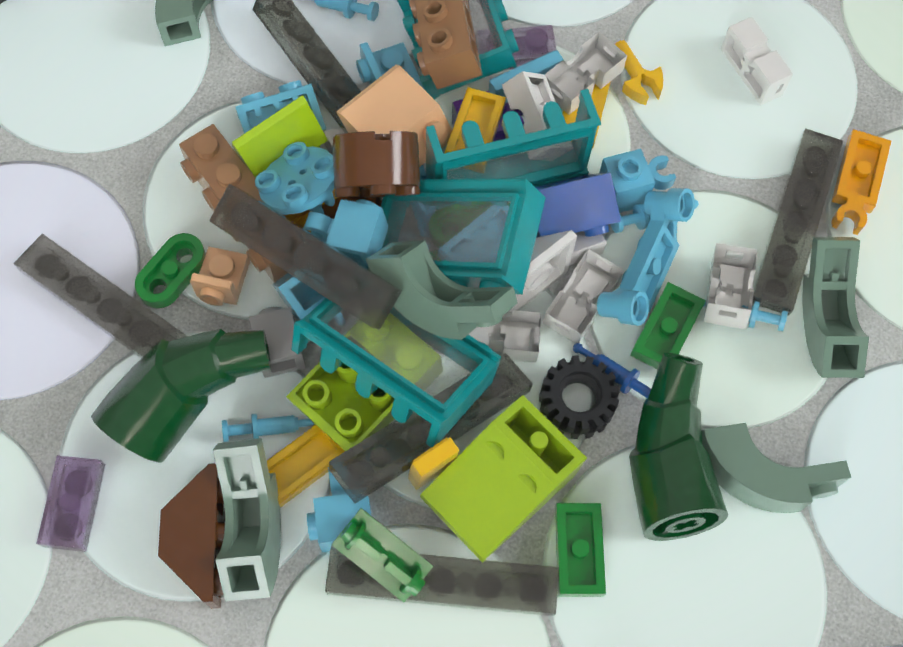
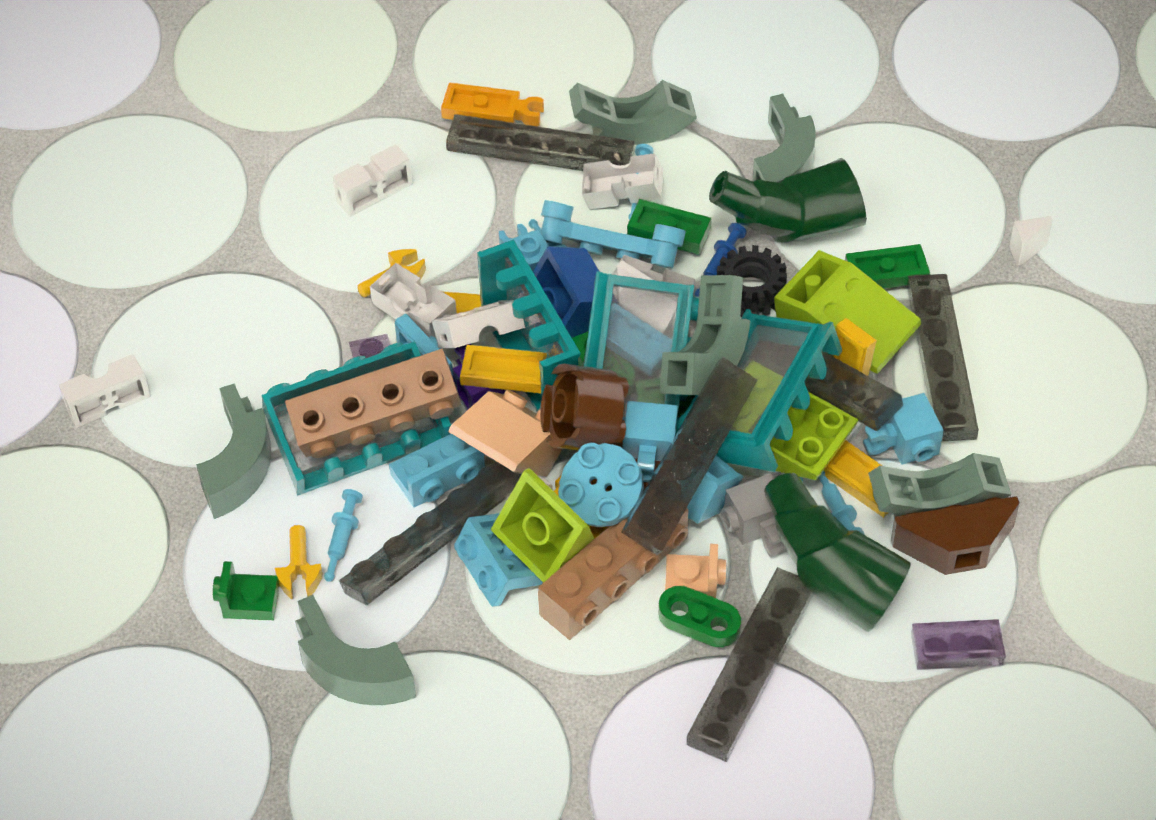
camera: 95 degrees left, 15 degrees down
(383, 555) = (943, 377): hinge -> none

